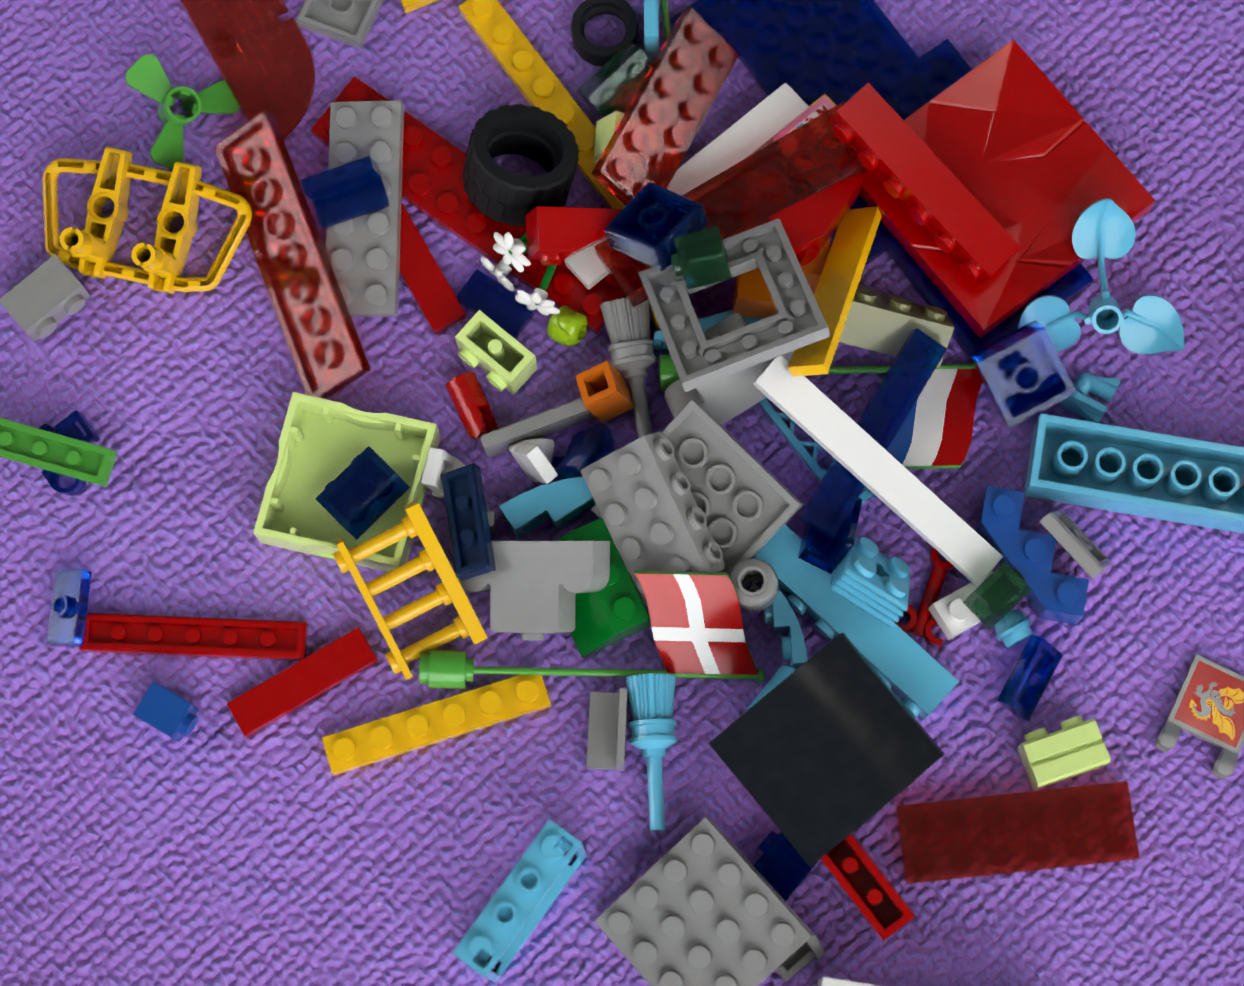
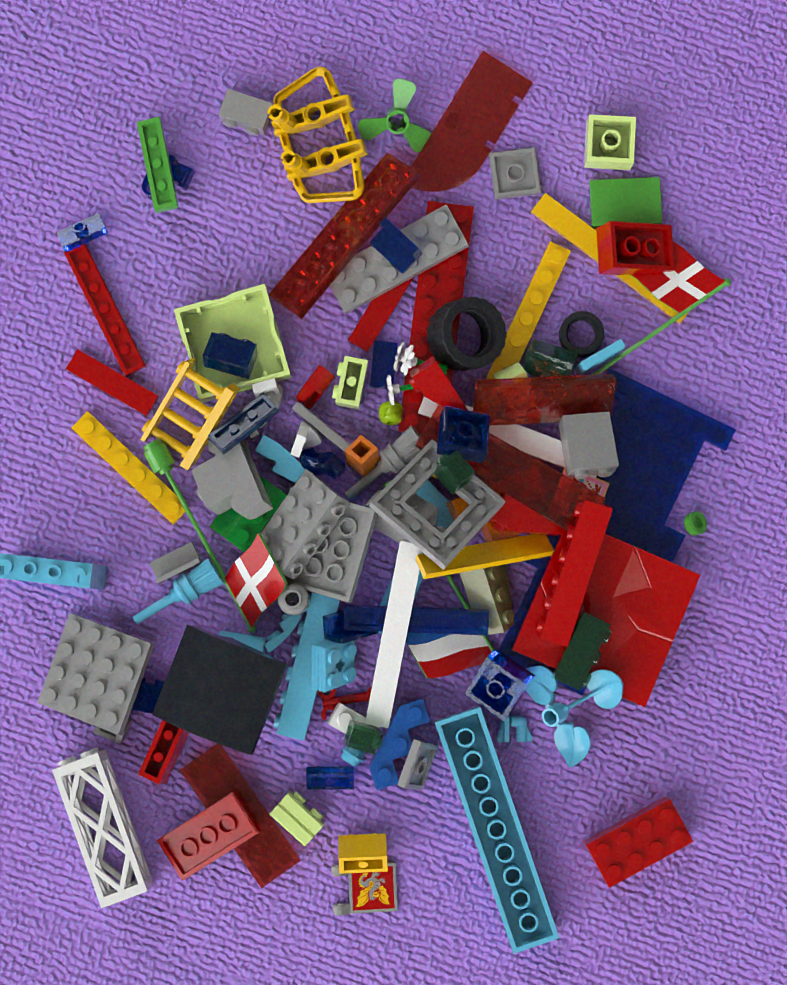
camera: 55 degrees right, 10 degrees up
(167, 712) = (54, 320): blue brick -> none
(759, 88) = (588, 445): none -> light grey brick
(938, 19) = (695, 523): none -> bright green tile
(1024, 893) = (208, 835): none -> tile
(1047, 248) = (582, 651): none -> clear green brick
(1162, 686) = (362, 853): none -> yellow brick

